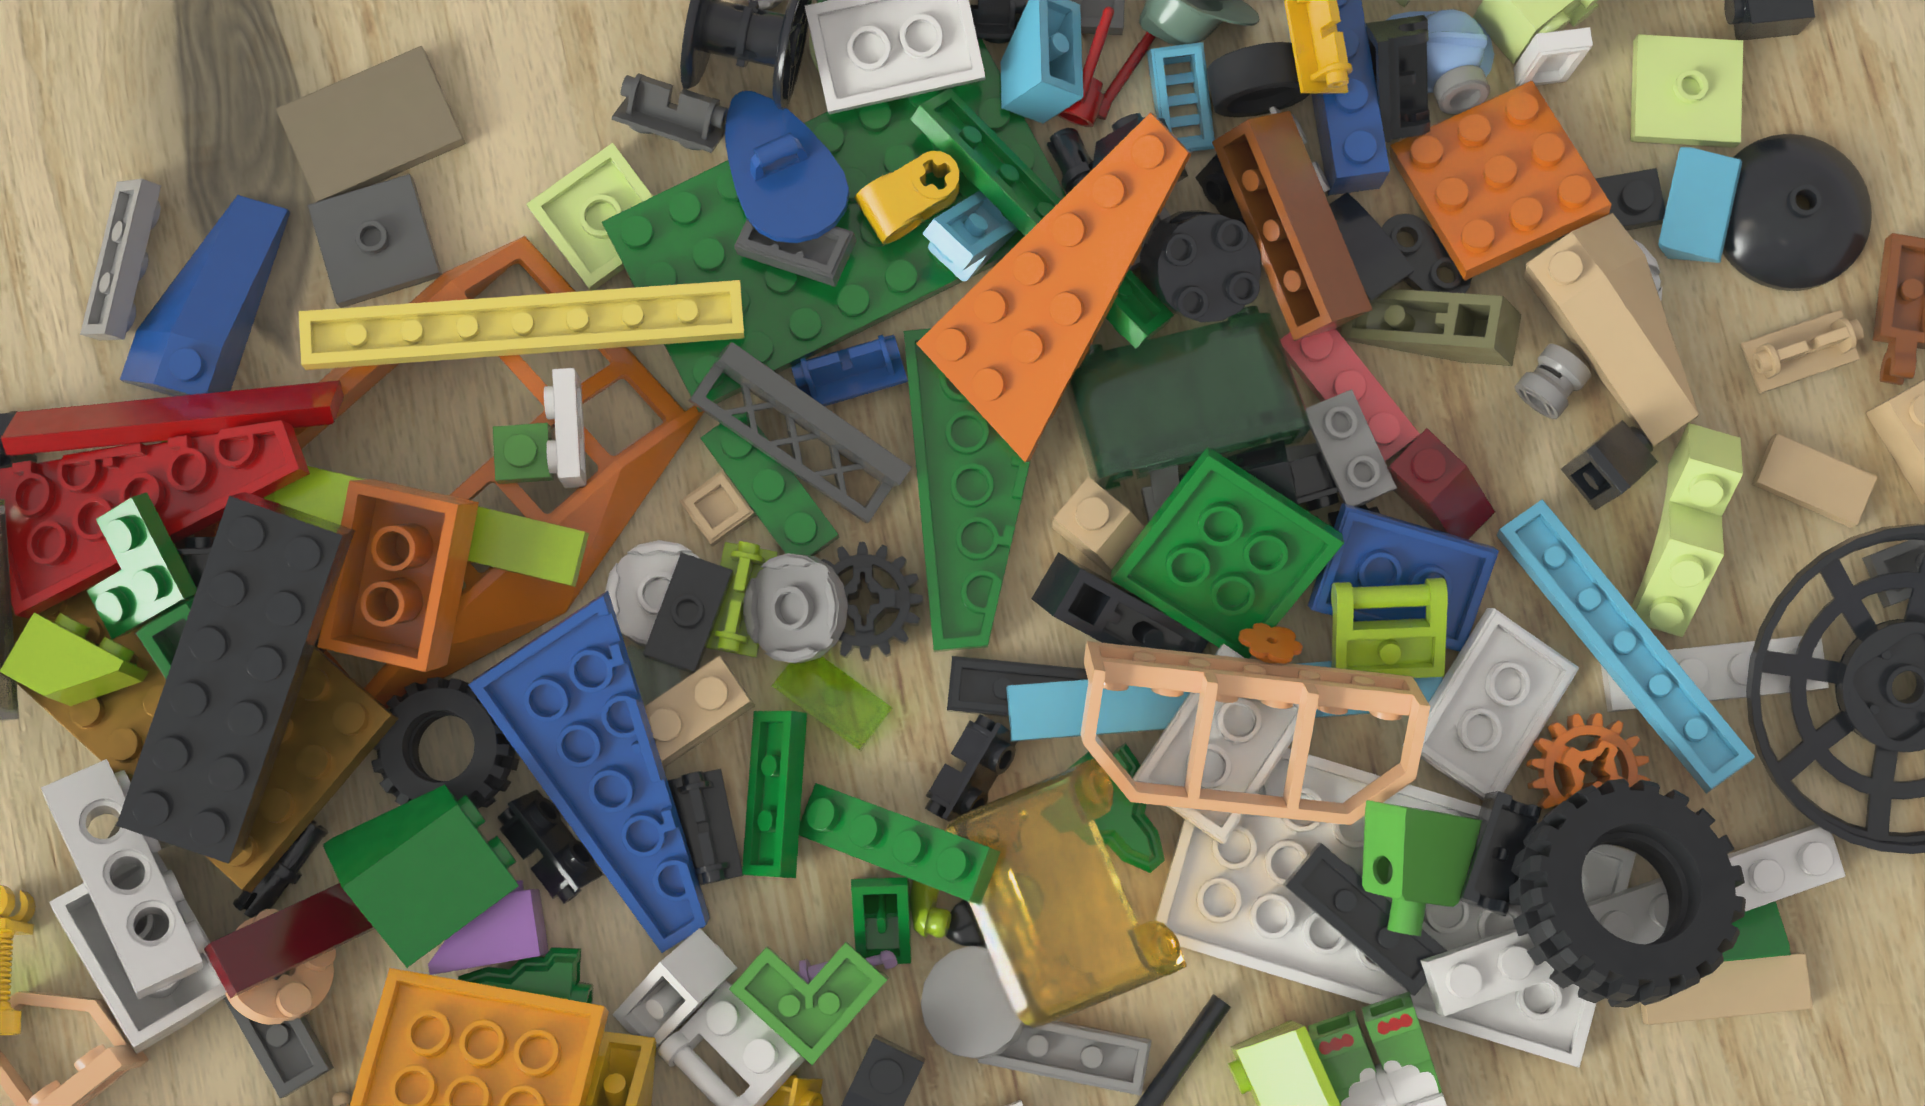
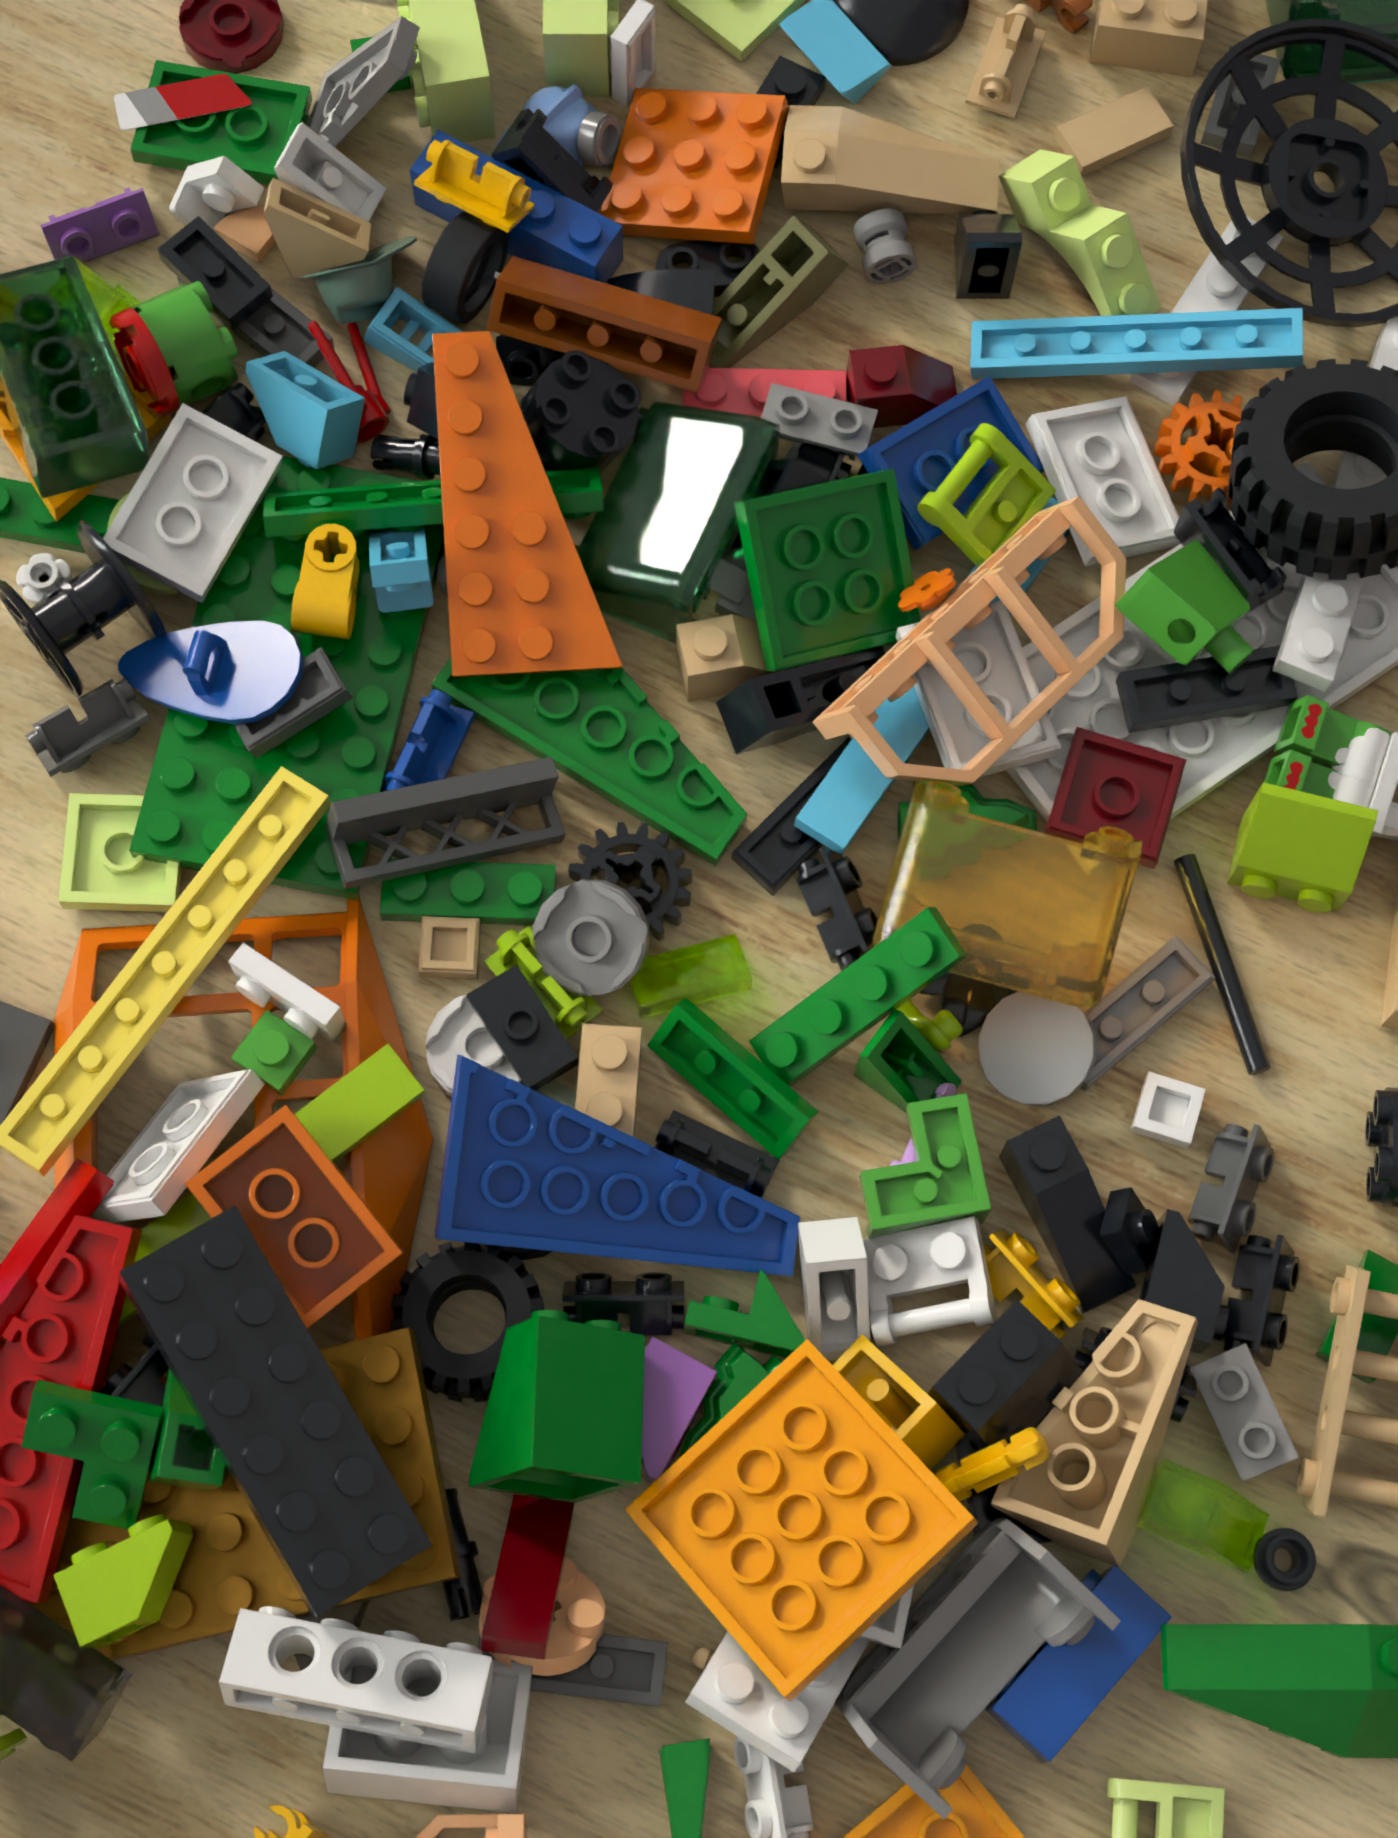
camera: 55 degrees left, 10 degrees down
(400, 441) = (176, 1145): none -> white tile
(605, 963) = (763, 1330): none -> green slope
(1221, 913) = (1116, 787): none -> dark red tile

